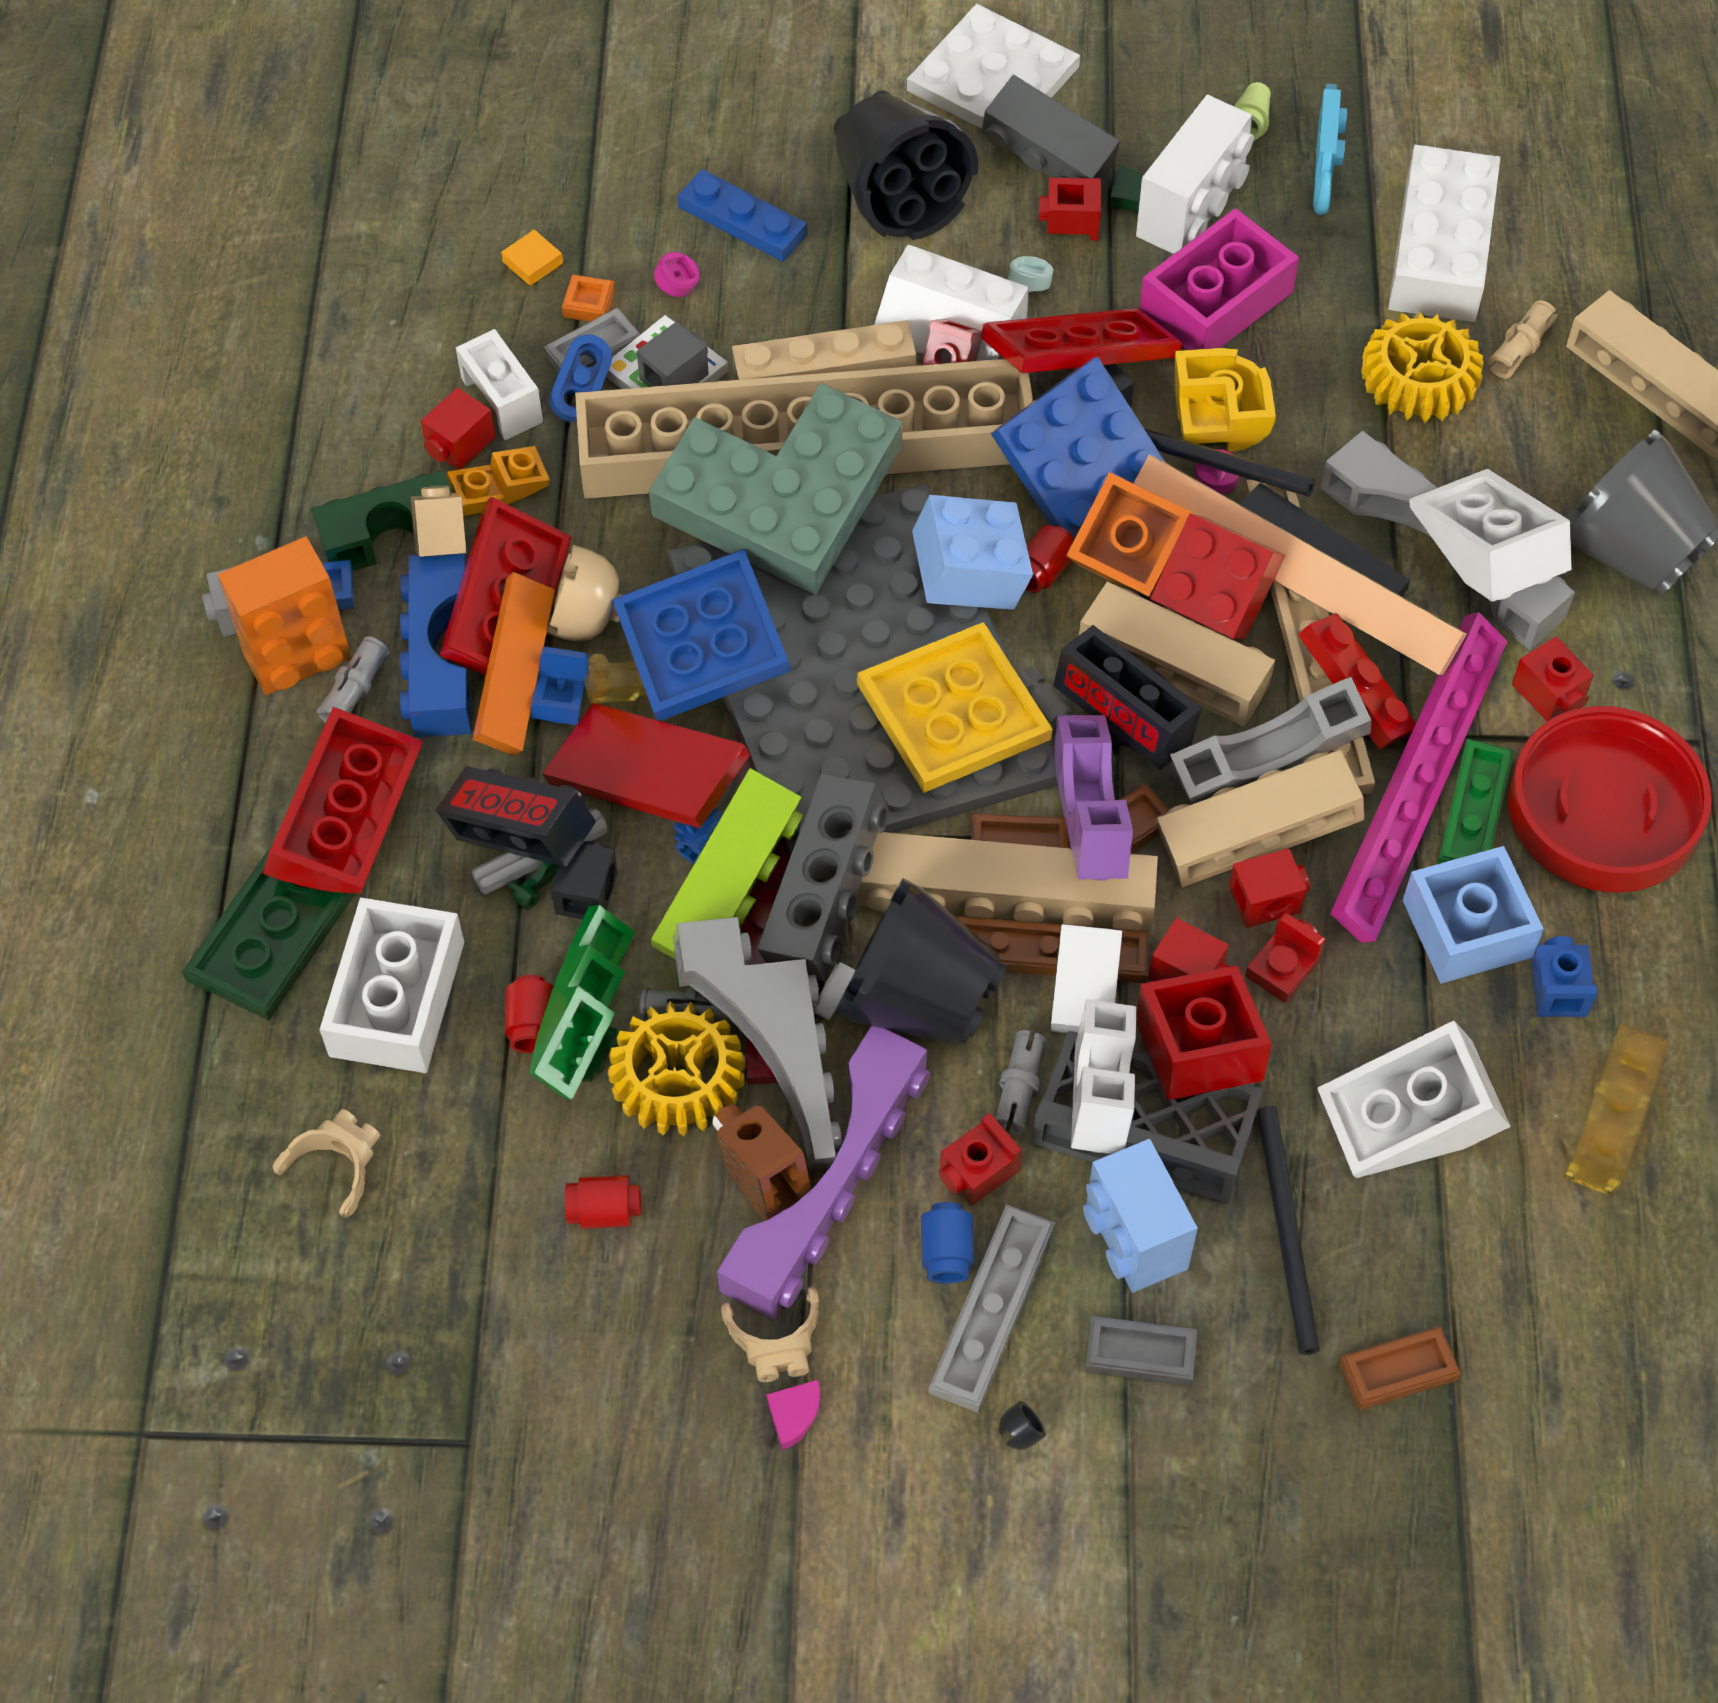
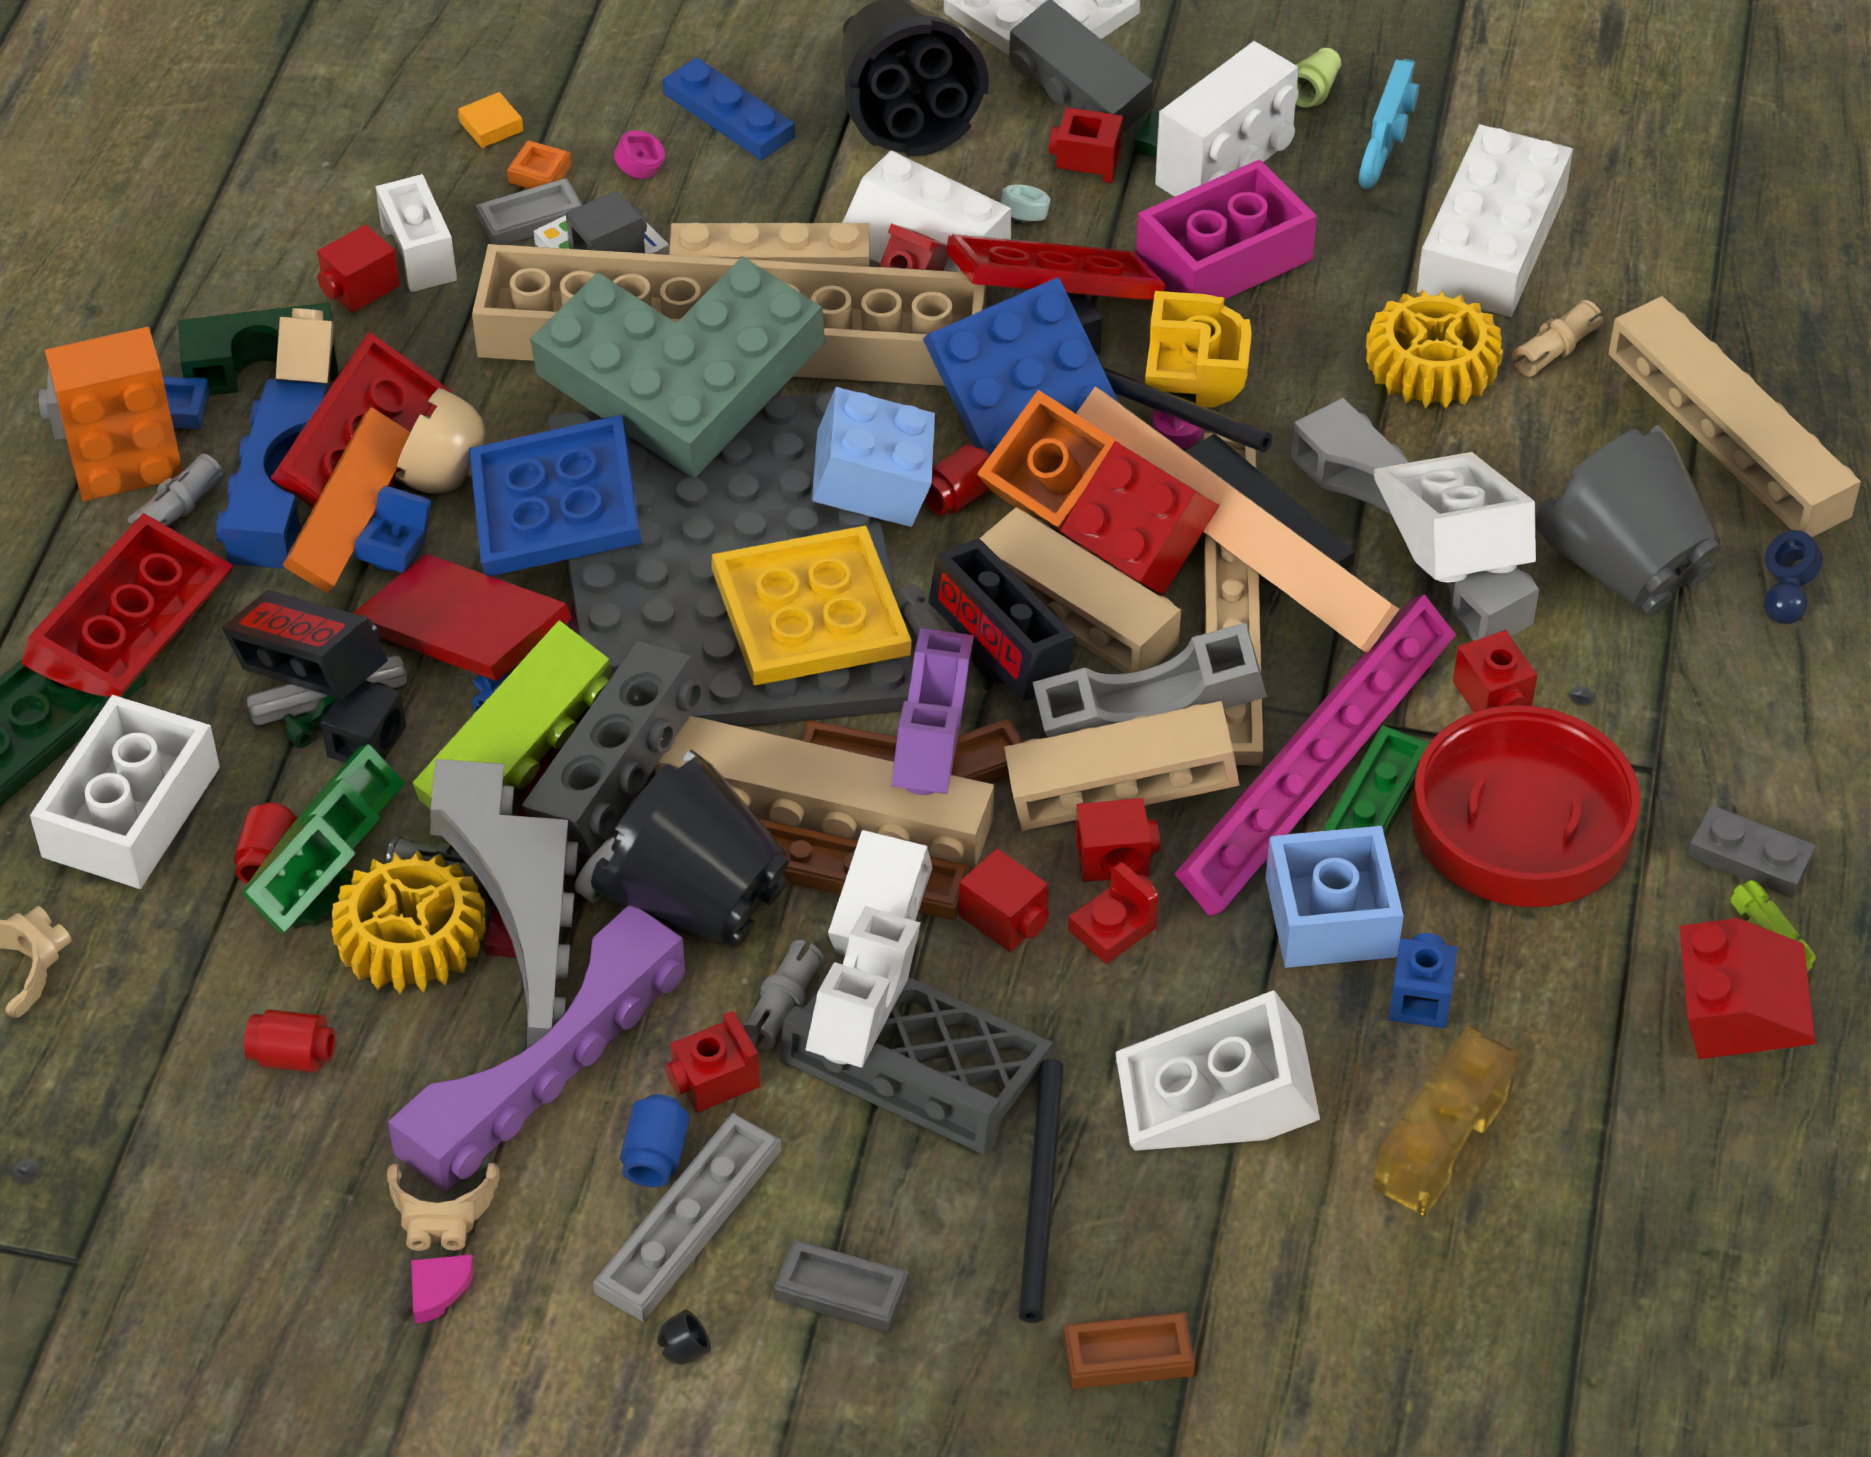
camera: 10 degrees right, 10 degrees down
(508, 478) = (403, 326): light orange slope -> none
(577, 378) = (499, 232): blue plate -> none
(612, 681) = (447, 531): clear yellow piece -> none
(761, 1159) = (465, 1003): dark orange torso -> none
(1139, 1216) = (868, 1139): light blue brick -> none
(1202, 1032) = (993, 967): red brick -> none
(1342, 657) = (1283, 665): red plate -> none

